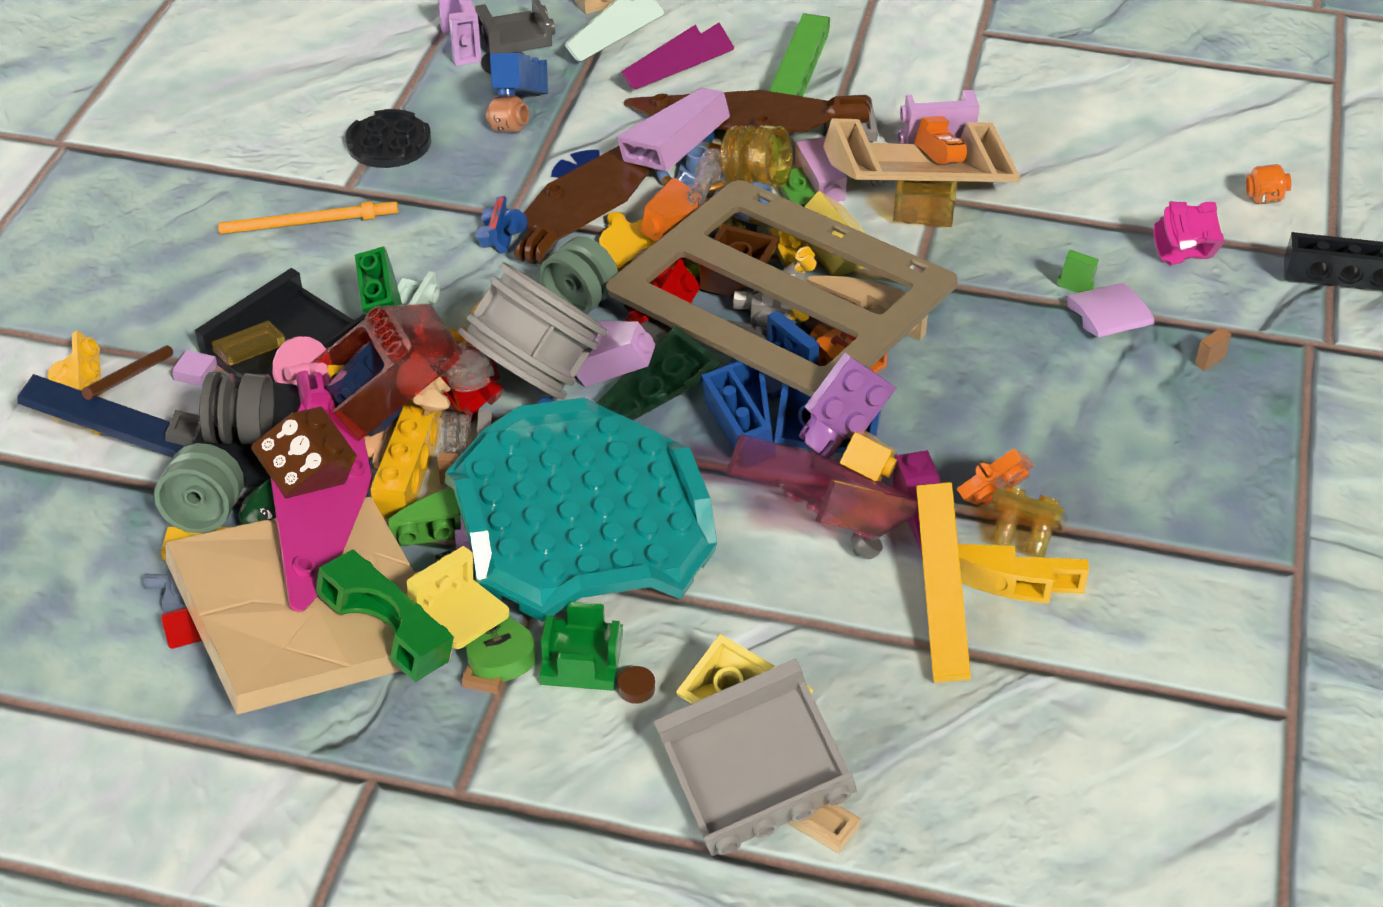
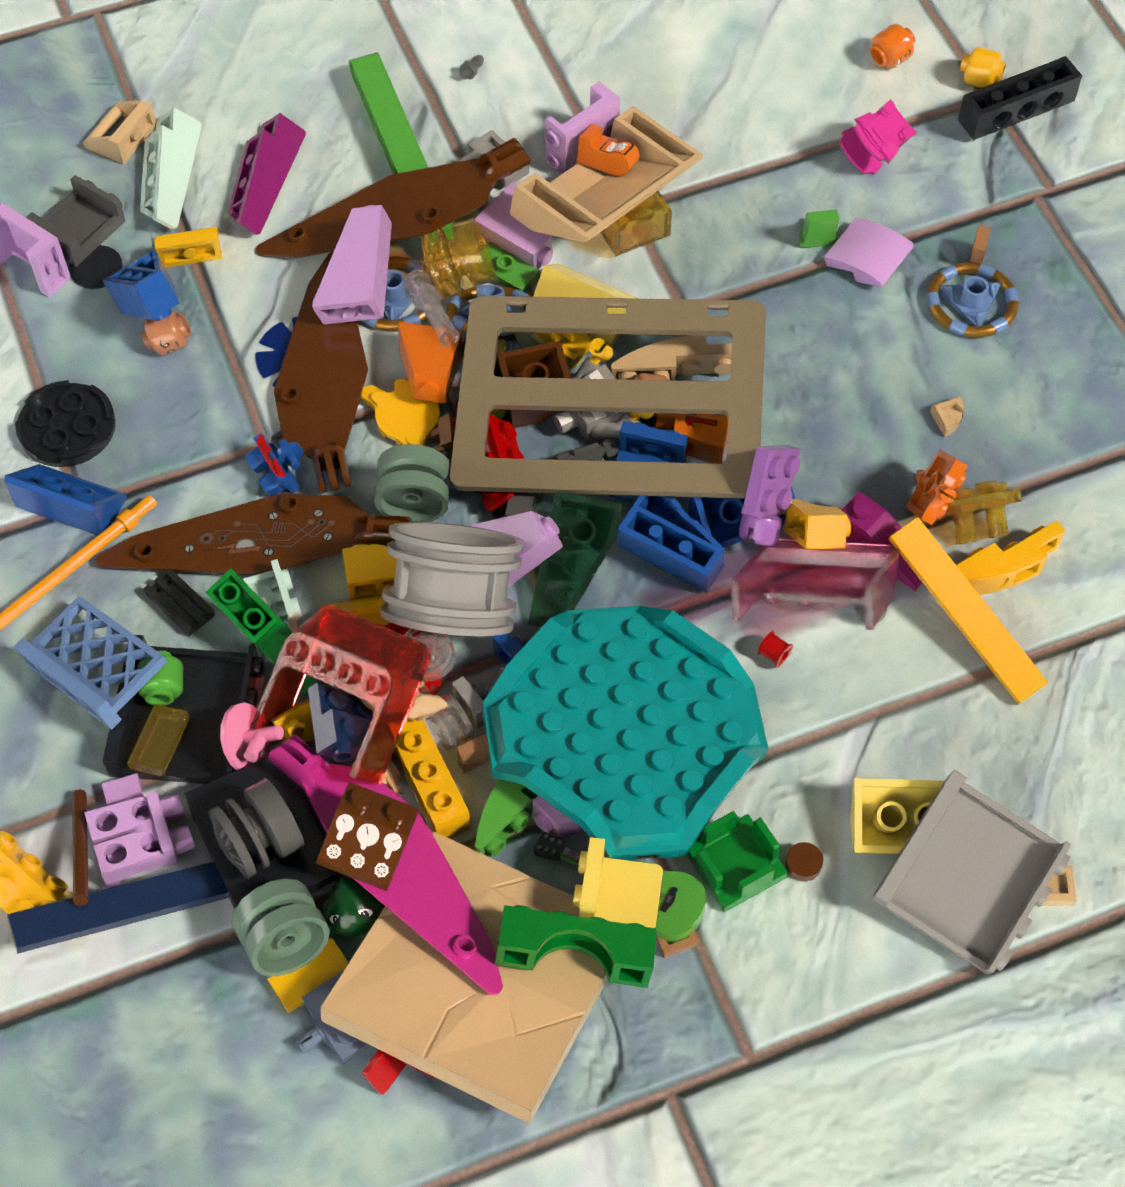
camera: 35 degrees left, 15 degrees up
(166, 387) = (136, 836): none -> lavender hips
(183, 428) = (195, 870): dark grey tile -> none
(227, 271) = (75, 684): none -> medium blue fence
(285, 304) = (166, 683): none -> bright green head
(338, 174) = (65, 498): none -> blue slope
(340, 262) = (182, 586): none -> pearl dark grey tile
(457, 263) = (254, 534): none -> reddish brown wing
(576, 75) = (188, 247): none -> yellow panel
(758, 528) = (774, 649): none -> red axle
(895, 59) = (470, 68): none -> dark grey piece
(1074, 452) = (948, 415): none -> tan tile
(1175, 384) = (972, 299): none -> medium blue piece
(1338, 224) = (982, 67): none -> yellow head

